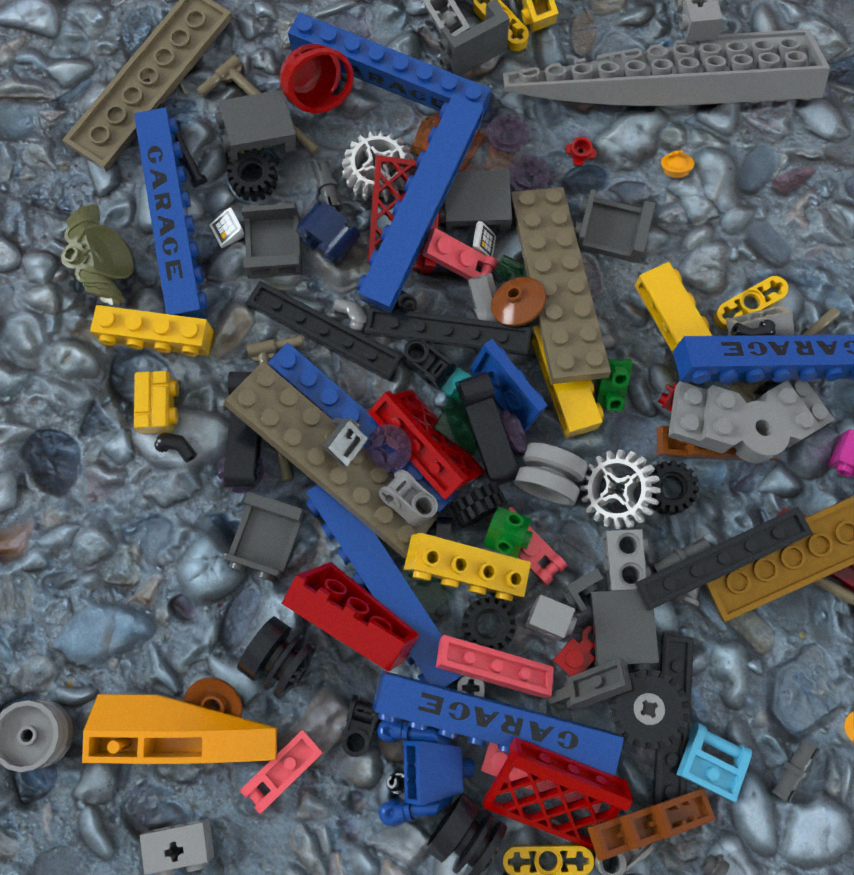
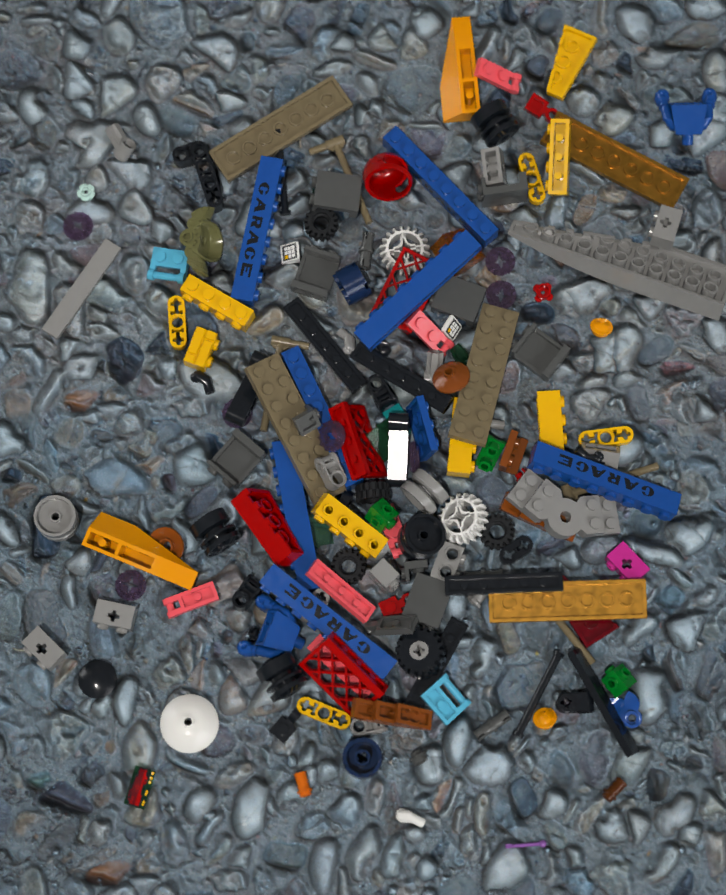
camera: 25 degrees right, 0 degrees up
(44, 157) = (205, 177): none -> black beam
(61, 300) = (168, 259): none -> medium azure plate
(109, 368) = (171, 310): none -> yellow beam
(194, 797) = (134, 593): none -> clear purple gear
(576, 539) = (421, 537): none -> black wheel
(643, 377) = (513, 453): none -> dark orange bracket
(713, 506) = (513, 547): none -> black beam
(836, 697) = (538, 694): none -> black bar

